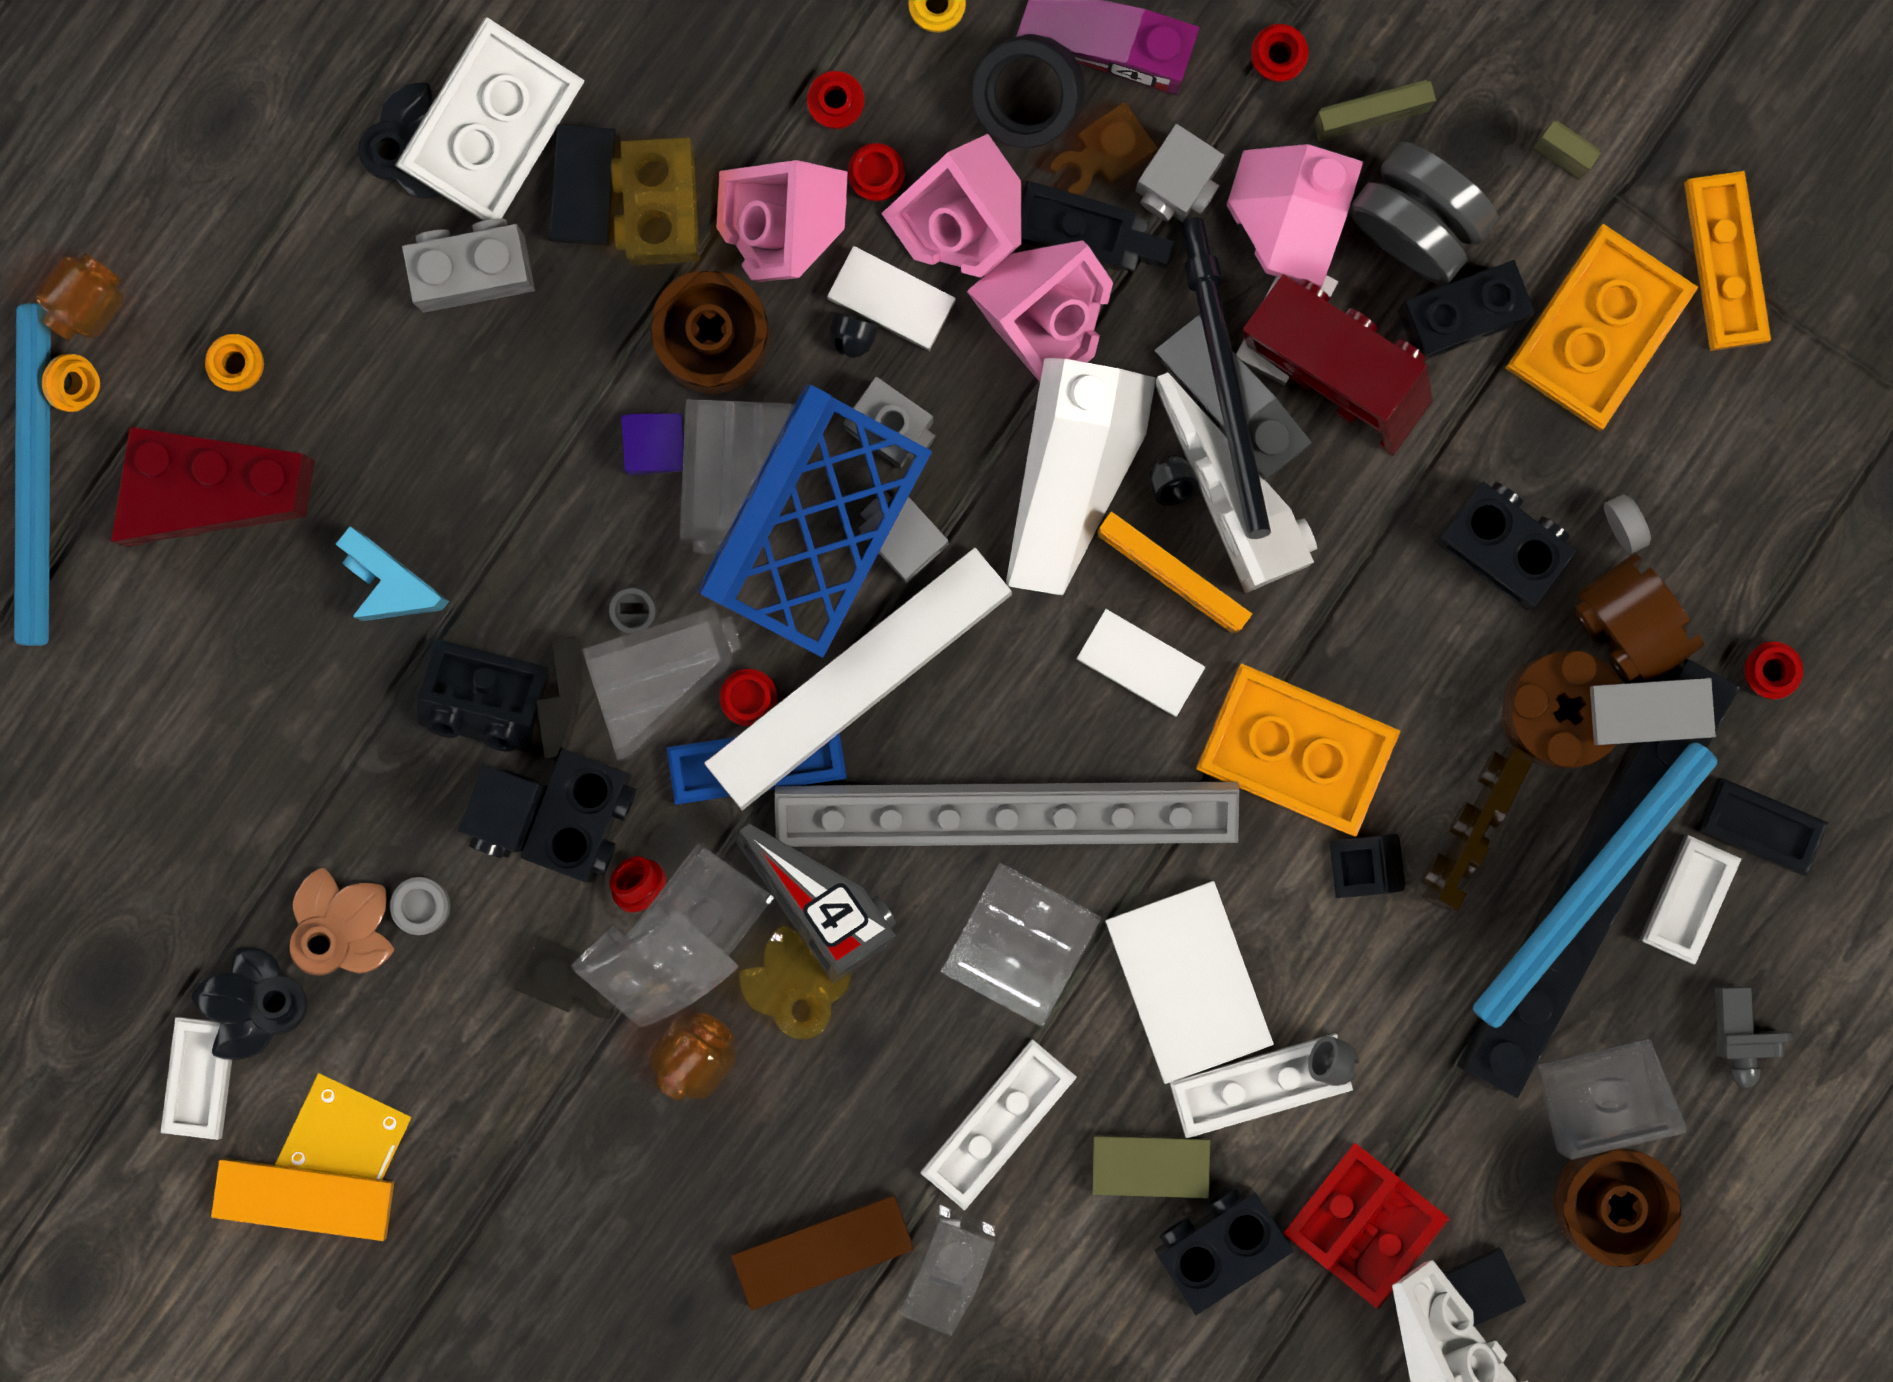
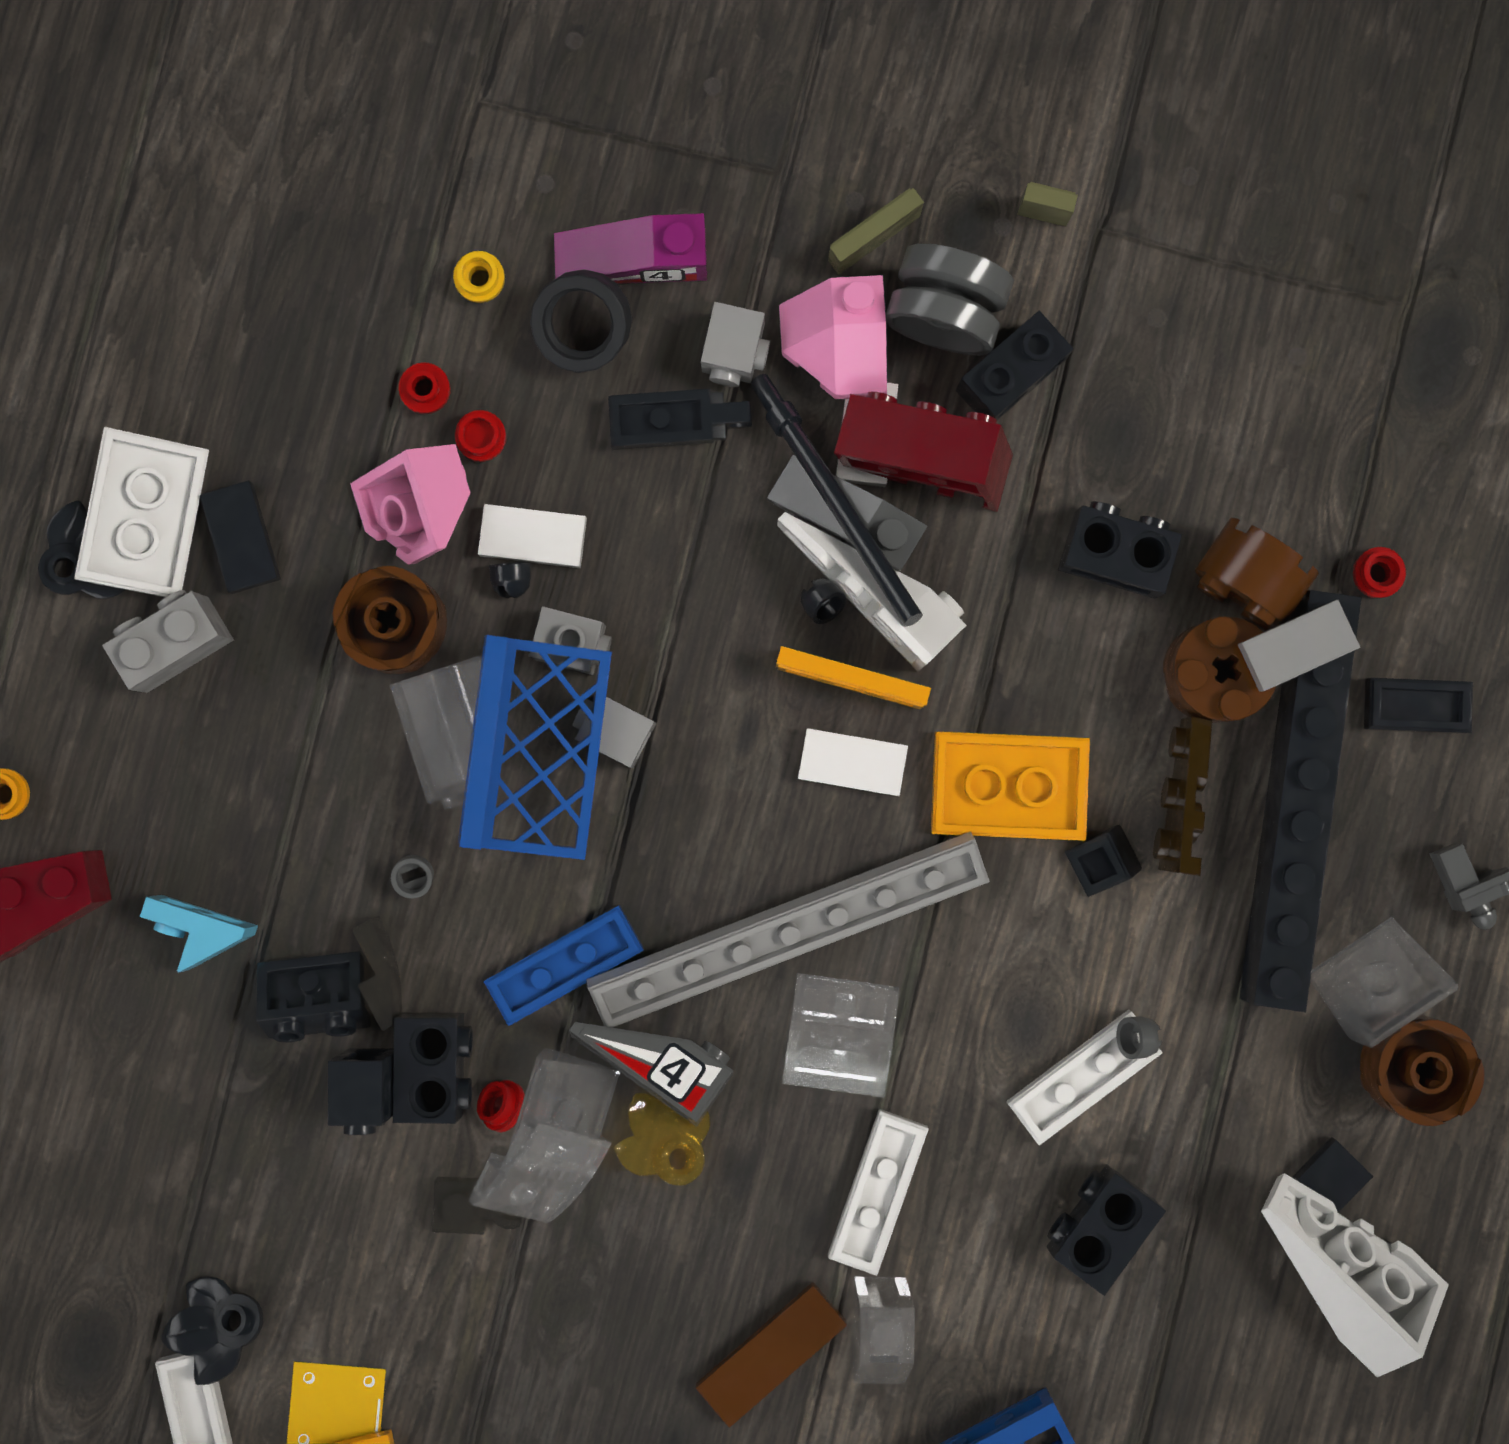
camera: 20 degrees left, 0 degrees up
(345, 919) = (270, 1227): nougat plate -> none
(420, 906) = (327, 1190): light grey tile -> none
(652, 443) = (376, 731): dark purple slope -> none
(658, 675) = (453, 923): clear slope -> none
(670, 200) = (317, 522): clear yellow brick -> none
(693, 1056) = (601, 1233): clear orange head -> none
(747, 696) = (536, 913): red plate -> none
(858, 678) = (621, 865): white tile -> none
(962, 210) = (562, 440): bright pink slope -> none
(1046, 302) = (664, 495): bright pink slope -> none
(1078, 454) = (736, 609): white wedge -> none
(1110, 147) = (668, 343): clear orange plate -> none
(1150, 1166) = (1018, 1179): olive tile -> none
(1189, 982) = (992, 1013): white tile -> none
(1290, 39) = (782, 198): red plate -> none
(1366, 1226) = (1216, 1162): red slope -> none
(1595, 884) = (1305, 809): dark azure axle -> none
(1601, 327) = (1130, 341): light orange tile -> none
(1627, 523) = (1213, 495): light grey tile -> none
(1689, 899) = (1381, 788): white tile -> none
(1727, 261) = (1213, 247): light orange tile -> none

